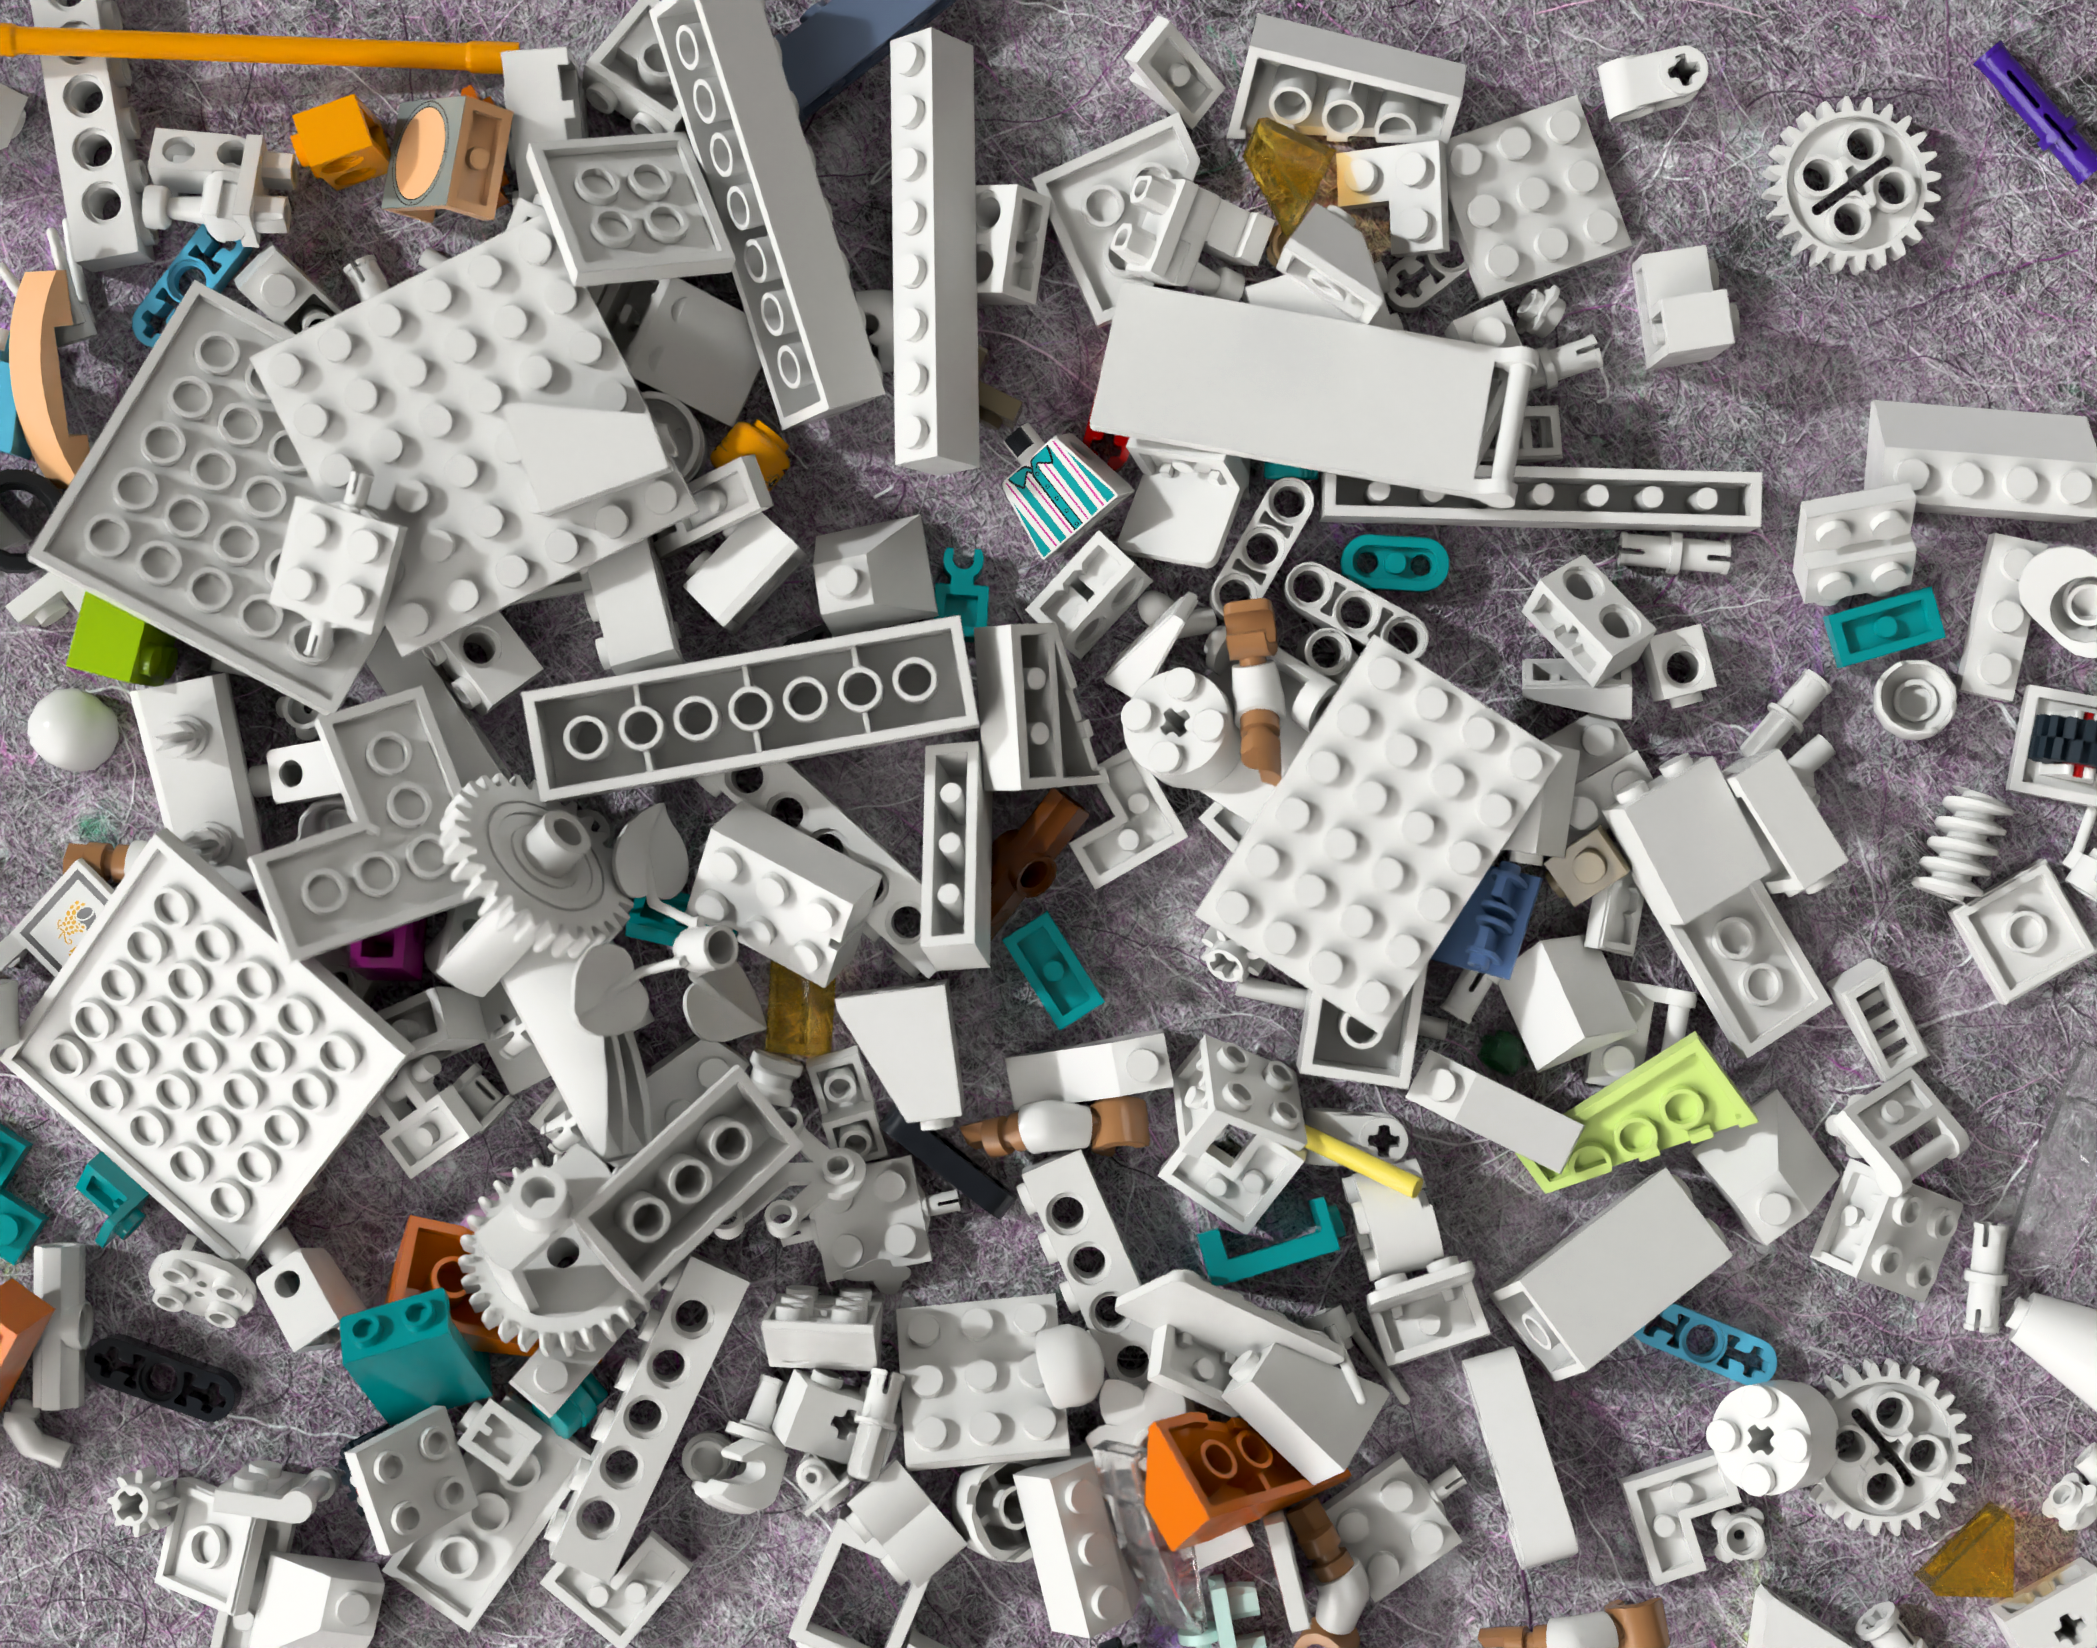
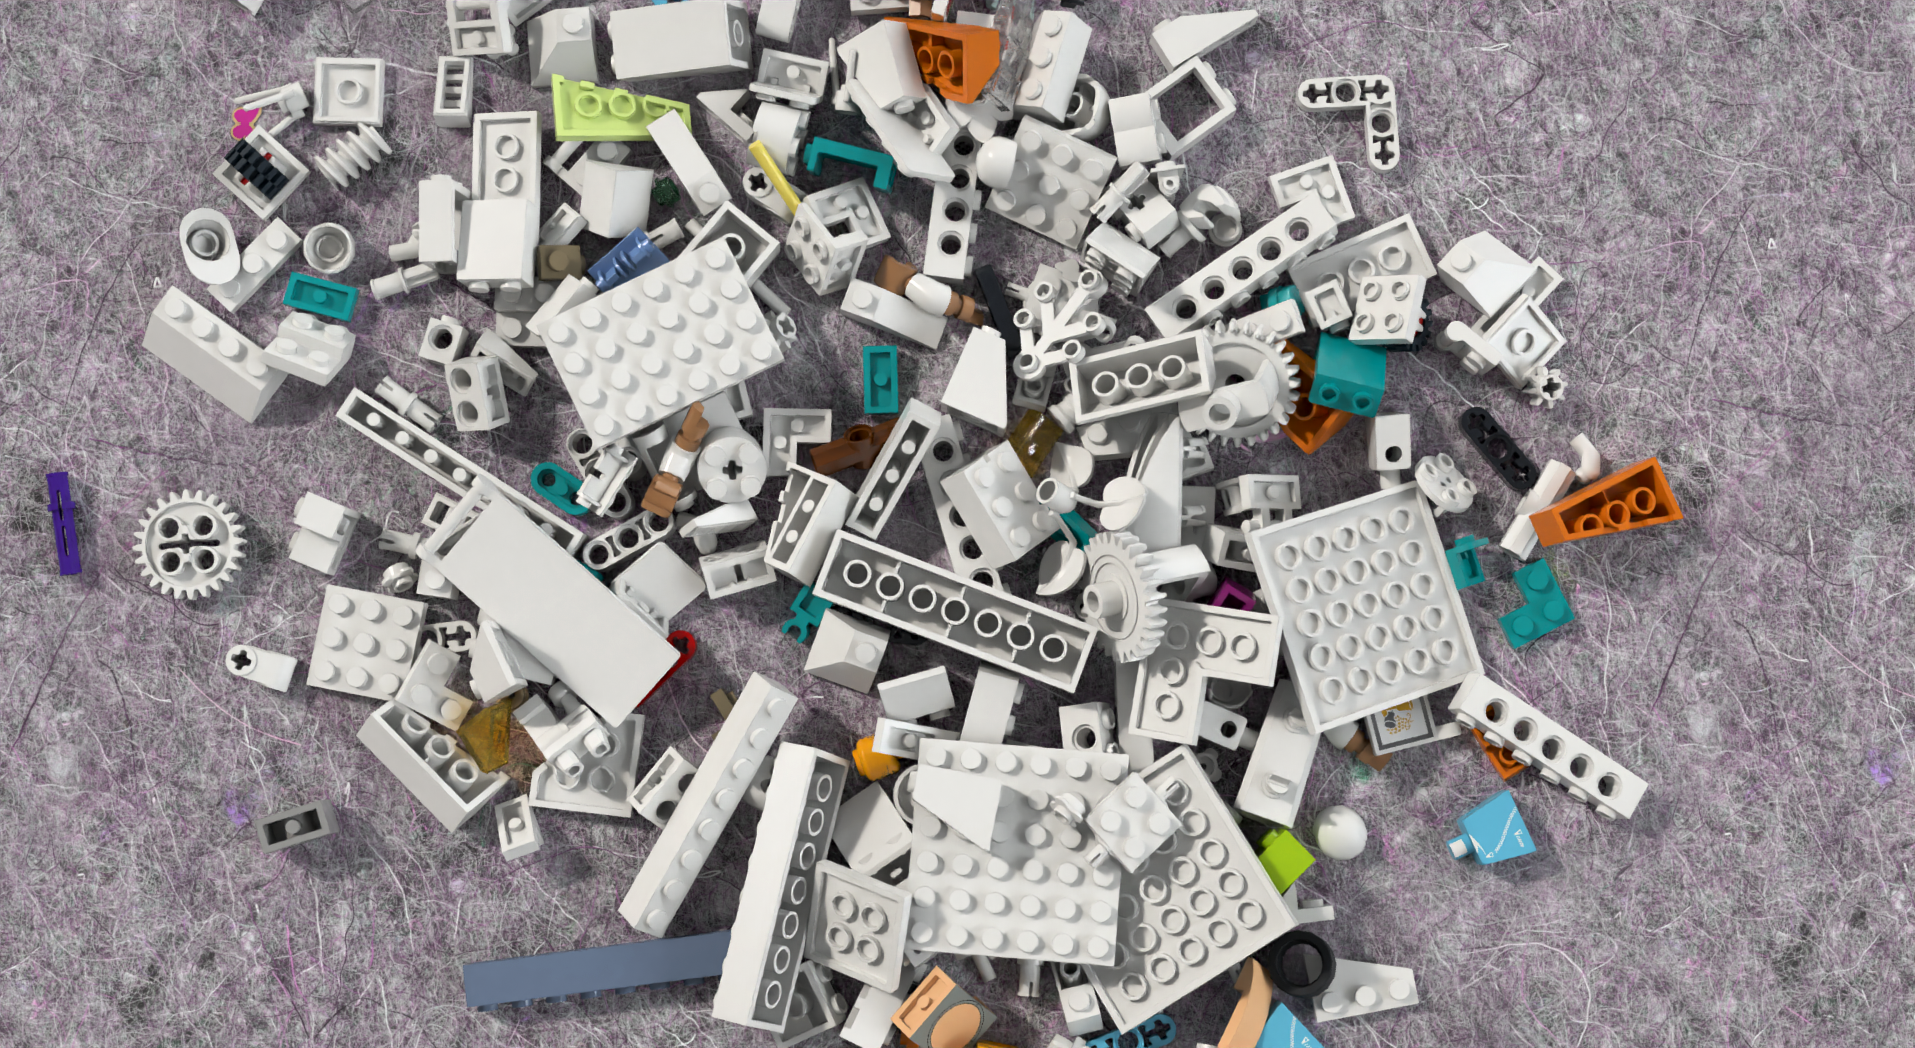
camera: 150 degrees left, 5 degrees down
(432, 528) = (1068, 809): none -> white plate
(849, 1183) = (1057, 328): none -> white plant
(1059, 489) = (718, 637): torso -> none
(1336, 630) = (615, 467): none -> white hinge
(1495, 1216) = (723, 108): none -> white slope

